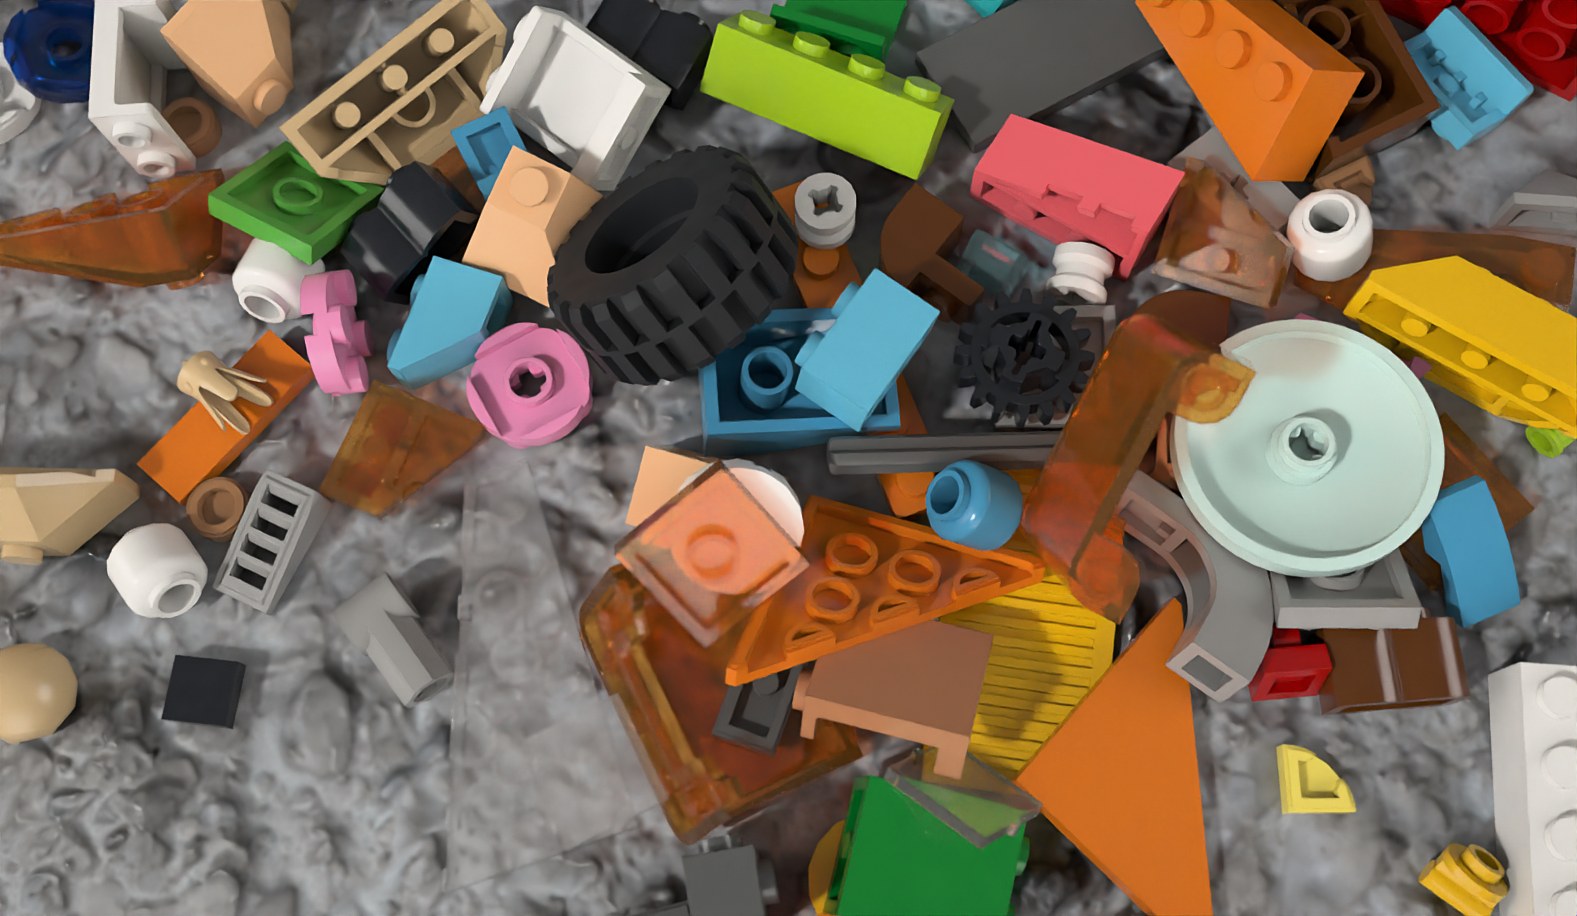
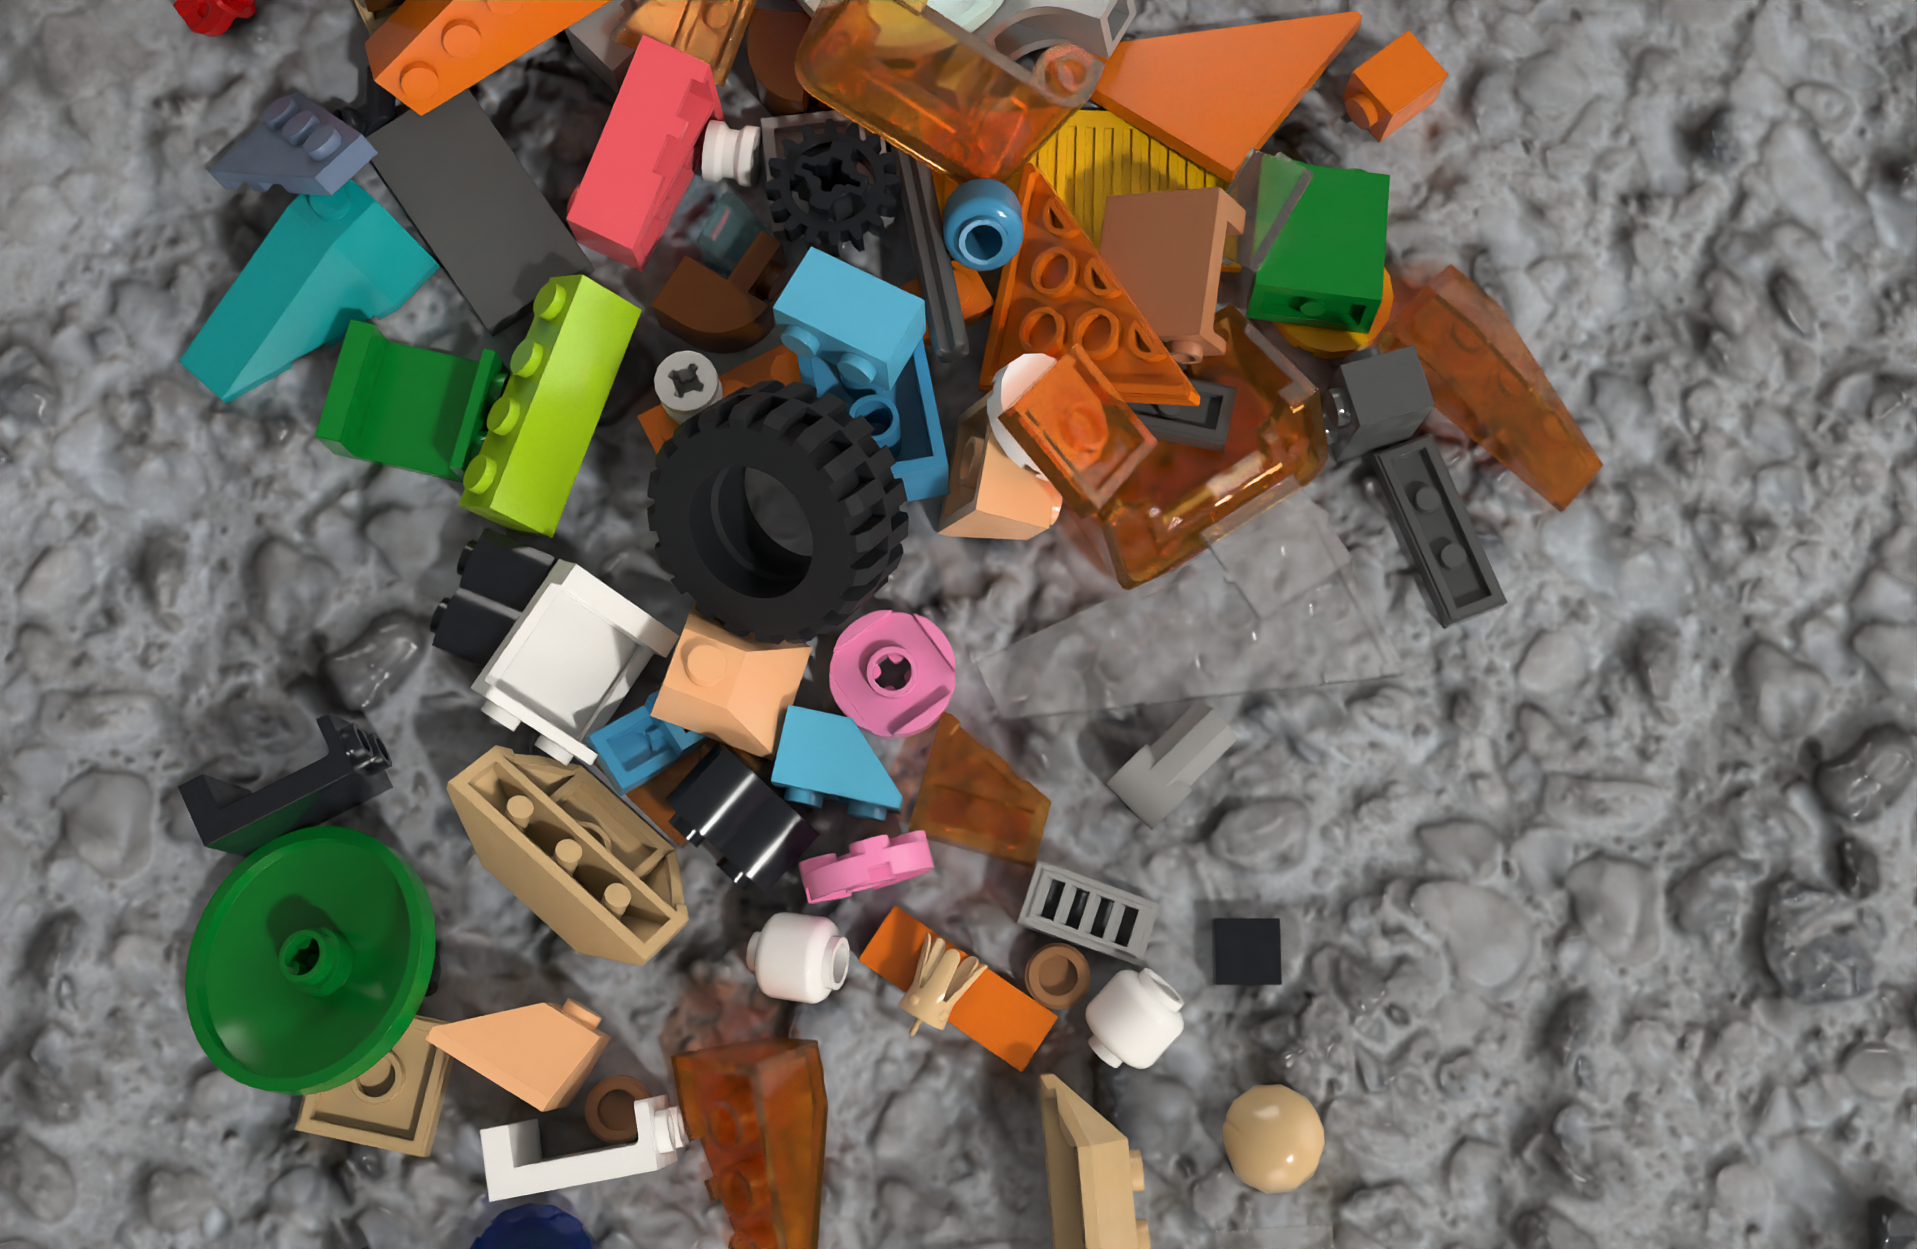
camera: 100 degrees left, 5 degrees up
(291, 205) = (721, 954): bright green tile -> none

